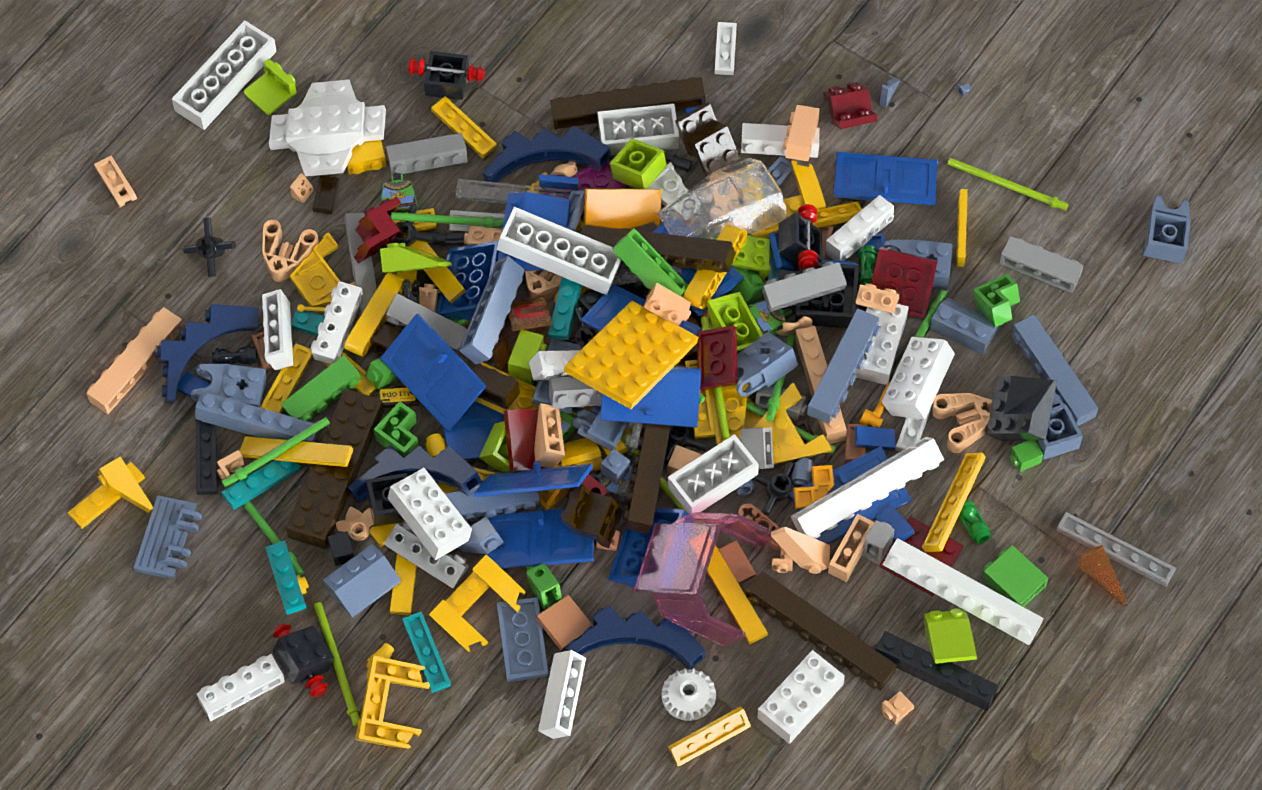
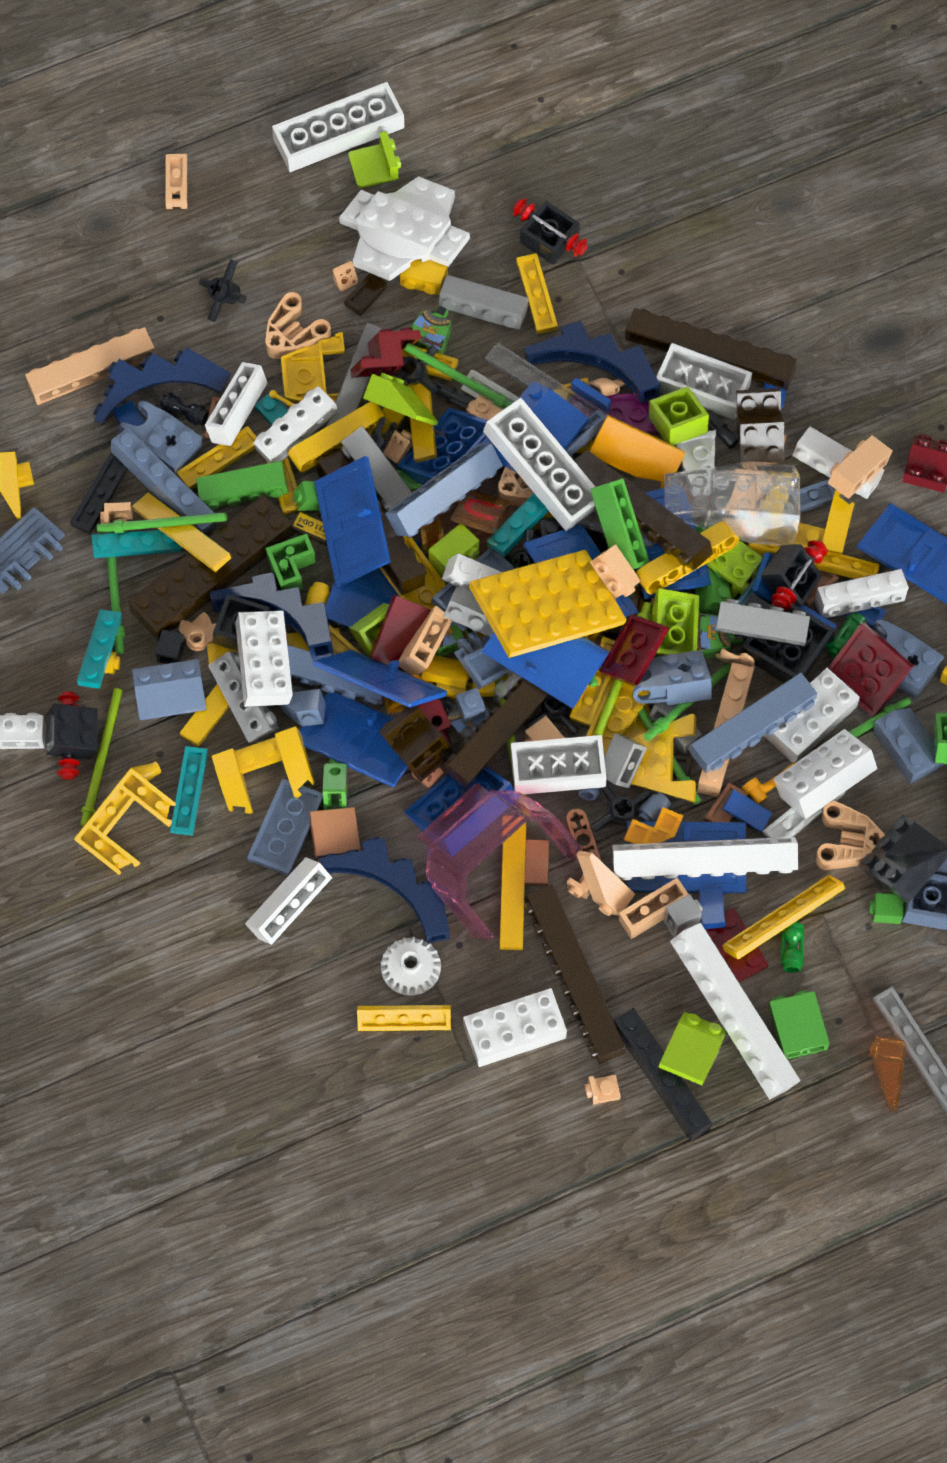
camera: 30 degrees right, 5 degrees up
(725, 48) = (842, 342): white plate -> none
(878, 299) = (830, 673): light nougat bracket -> none

